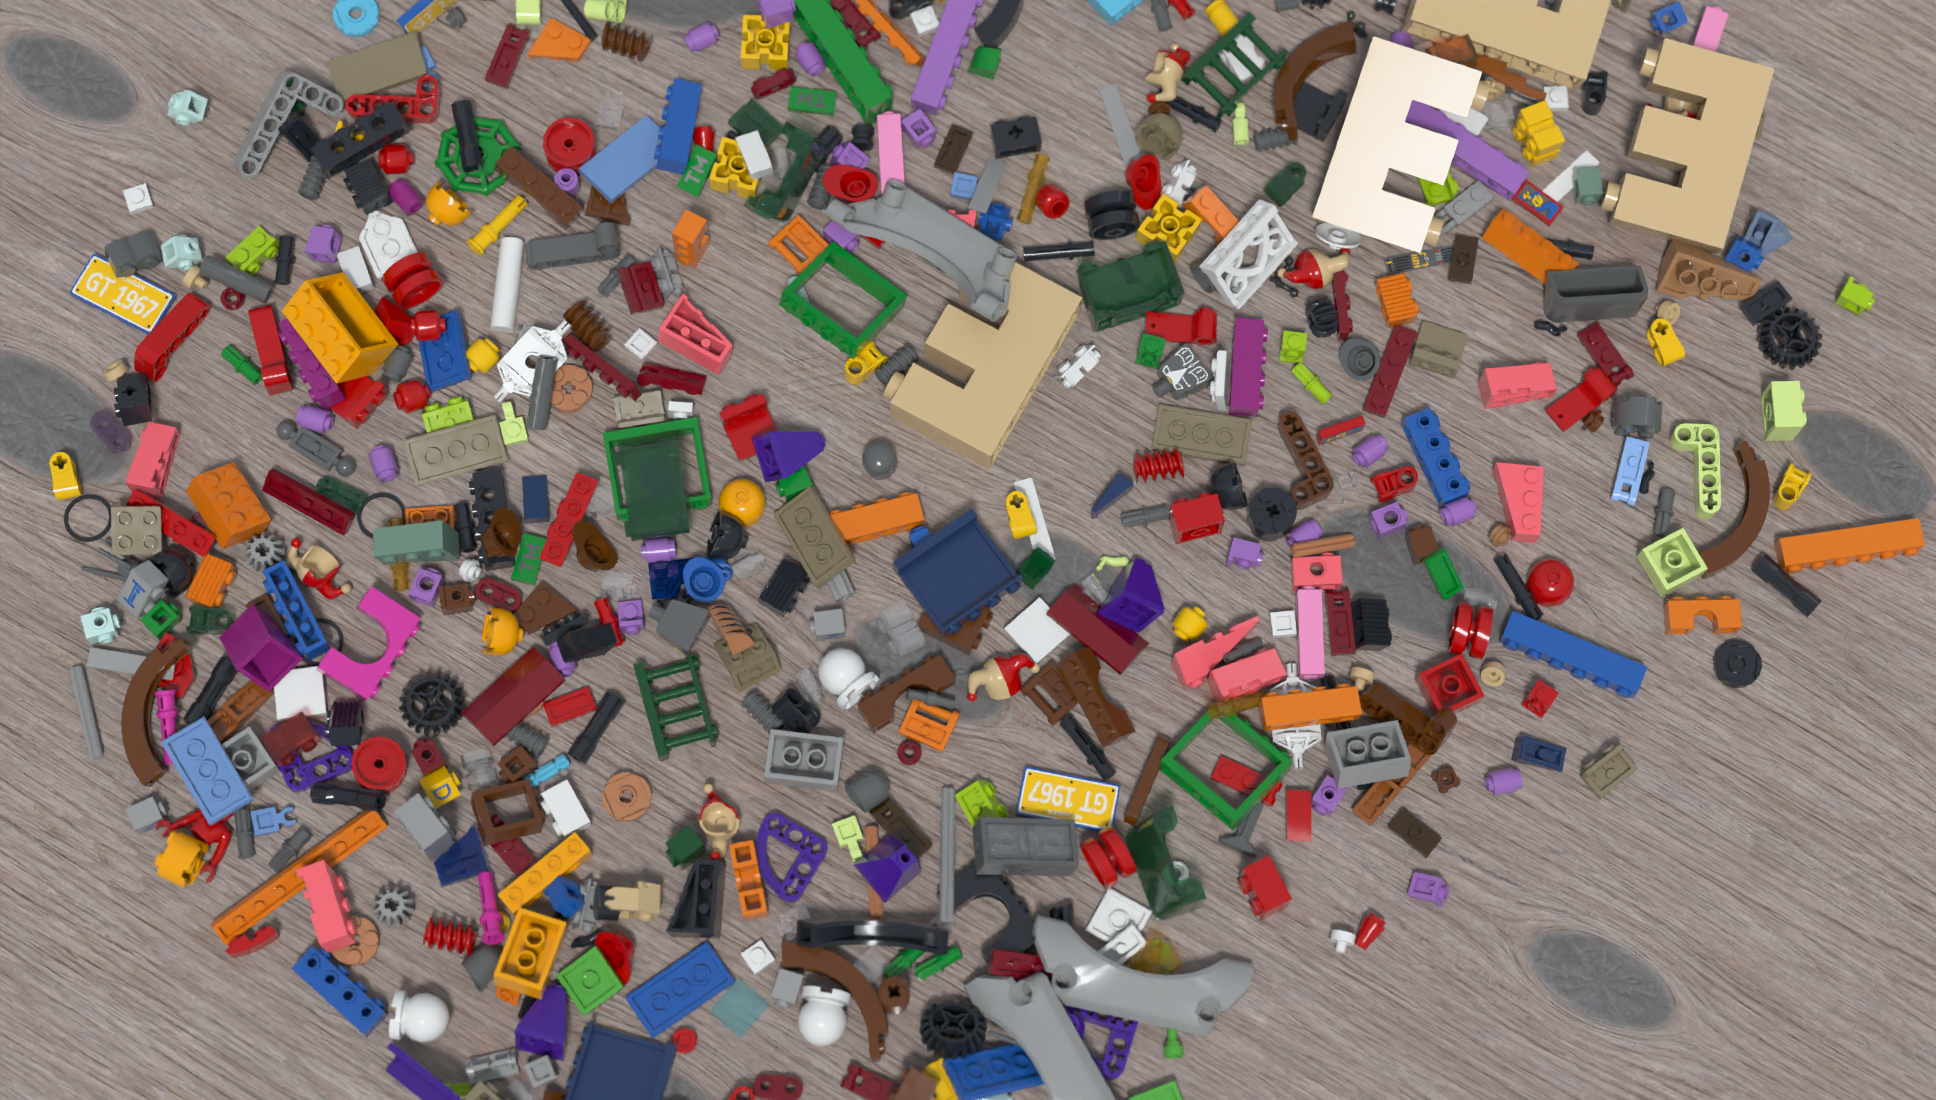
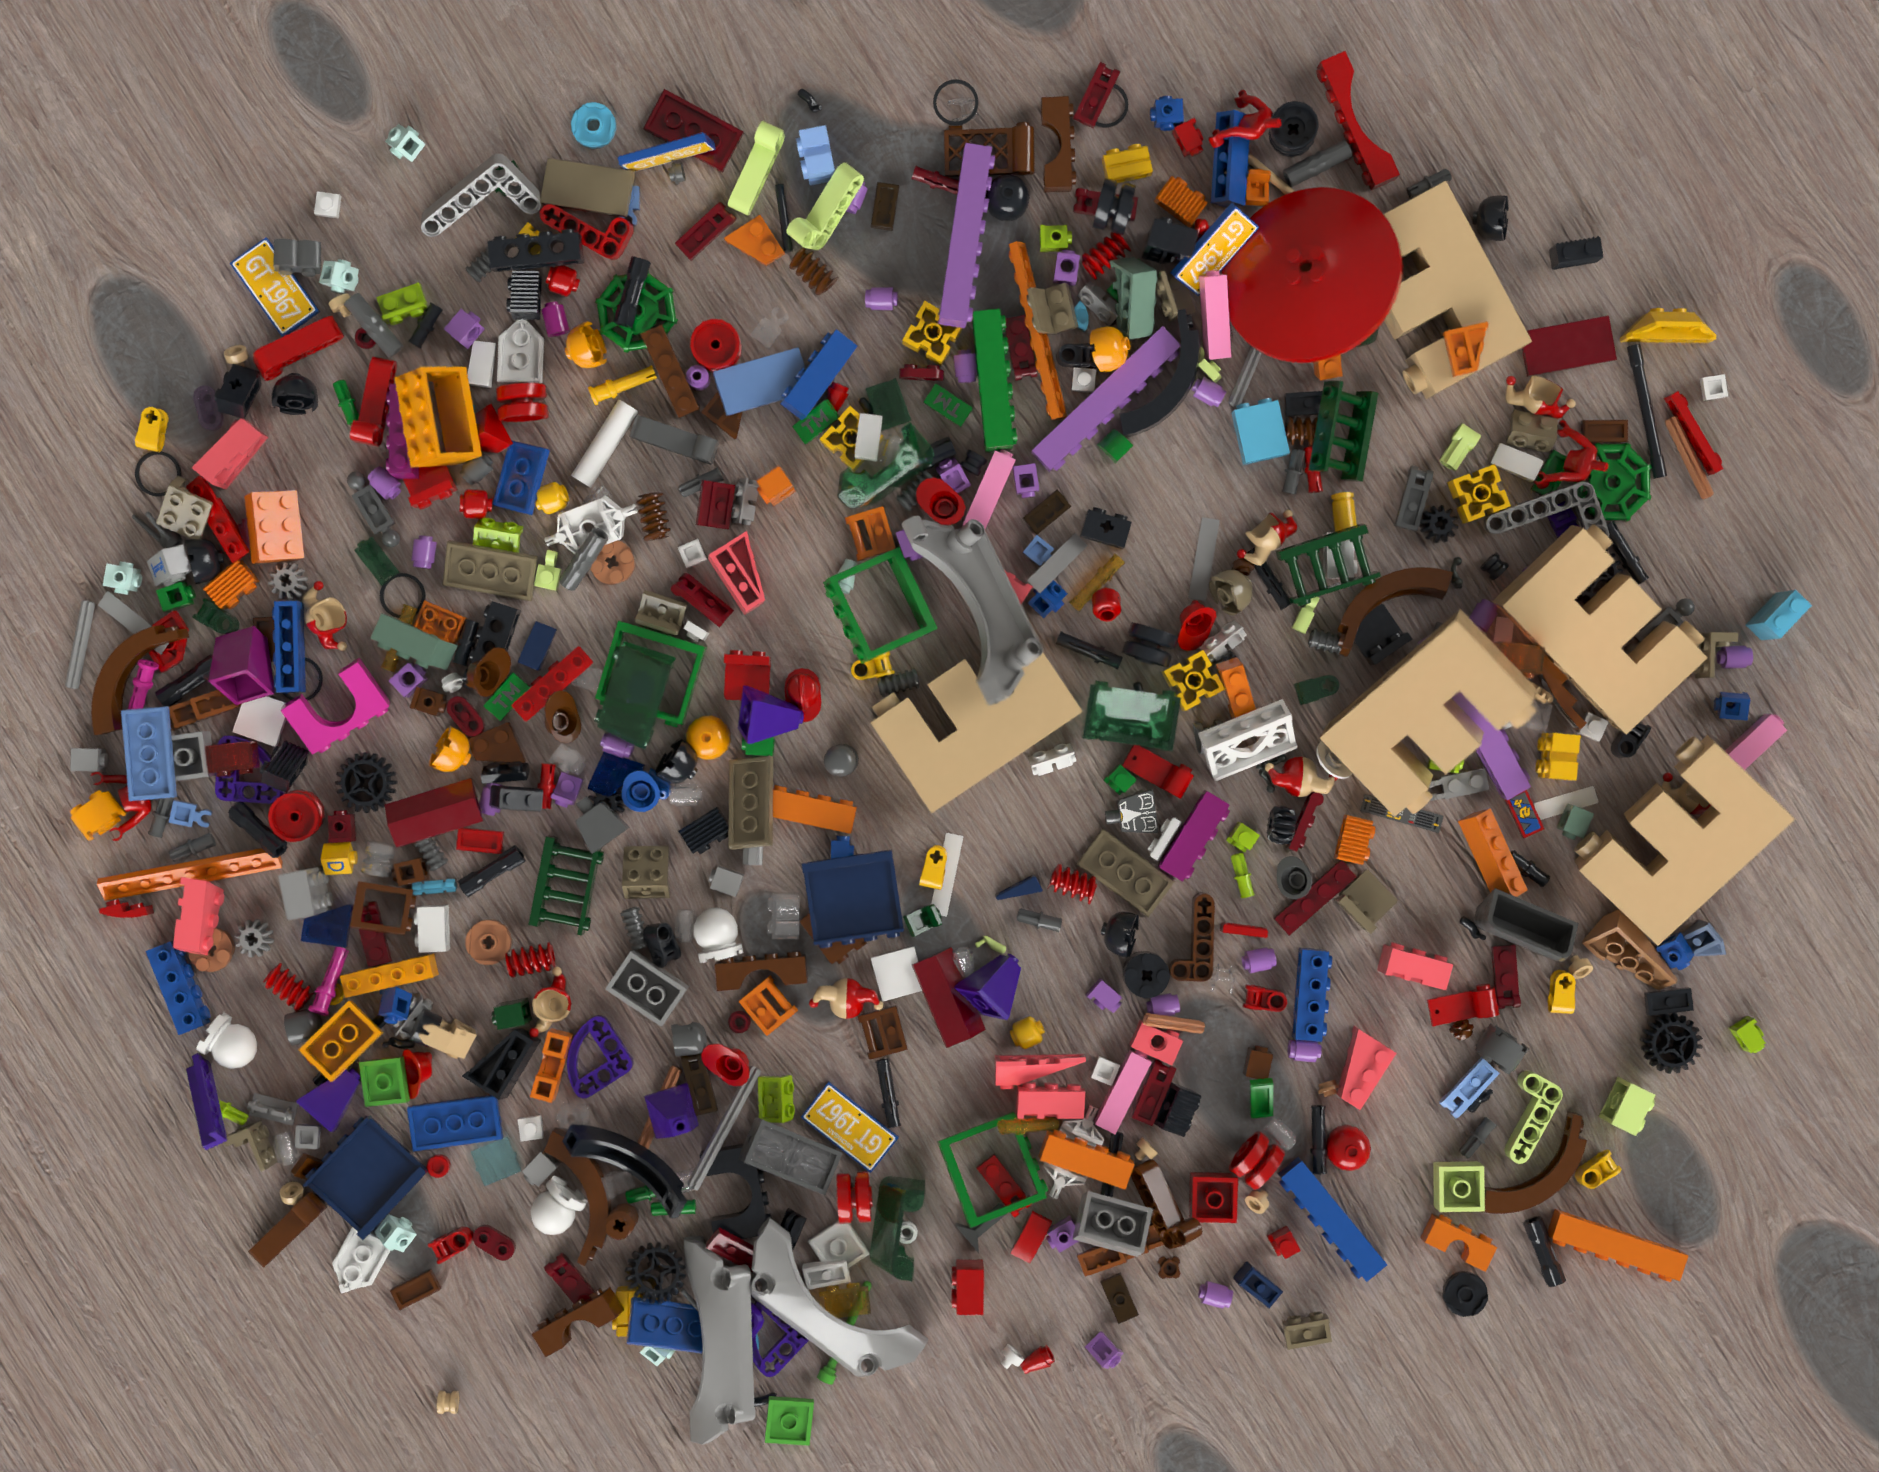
camera: 30 degrees right, 15 degrees up
(190, 378) = (294, 394): none -> black cylinder
(299, 136) = (488, 219): black plate -> none
(308, 501) = (345, 554): dark red plate -> none
(427, 325) = (514, 451): red head -> none
(608, 373) = (641, 554): dark red plate -> none
(677, 790) = (530, 961): none -> red piece
(730, 628) = (642, 845): nougat brick -> none
(811, 416) = (804, 691): none -> red piece
(848, 834) = (654, 1065): yellowish green plate -> none
(917, 794) = (727, 1063): none -> red piece
(930, 698) = (778, 988): dark grey bar -> none
(1107, 721) = (913, 1032): reddish brown arch -> none
(1146, 781) = (922, 1145): reddish brown beam -> none
(1196, 518) = (1079, 948): red brick -> none
(1242, 650) = (1058, 1078): dark grey bar -> none
(1384, 529) = (1232, 1024): medium lavender brick -> none
(1463, 259) = (1432, 831): dark brown plate -> none

